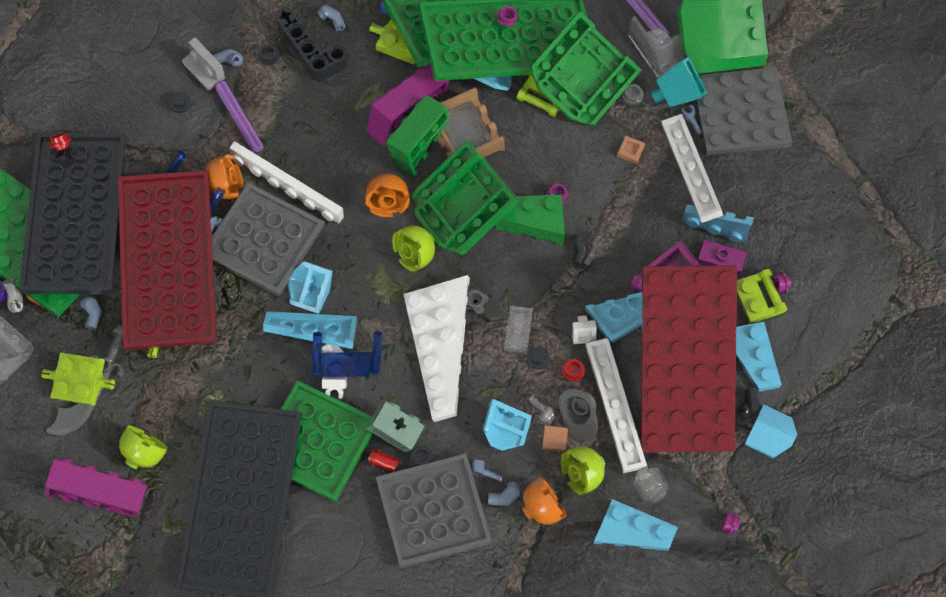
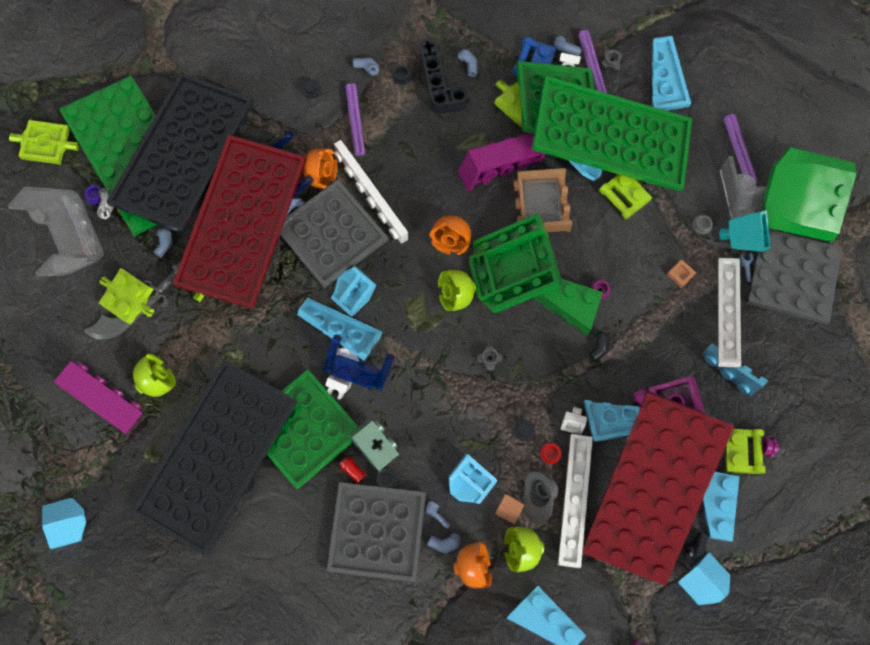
camera: 20 degrees right, 5 degrees up
(59, 141) = (194, 86): red plate -> none
(203, 65) = (342, 64): light grey bracket -> none
(416, 133) = (497, 190): green wedge -> none
(438, 334) = (445, 375): white wing -> none
(509, 12) = (621, 112): magenta plate -> none
(518, 329) = (516, 398): clear plate -> none
(547, 413) = (511, 485): clear hand -> none
(582, 72) = (665, 188): green wedge -> none
(650, 484) = (577, 586): clear head -> none
(718, 254) = (724, 401): magenta plate -> none

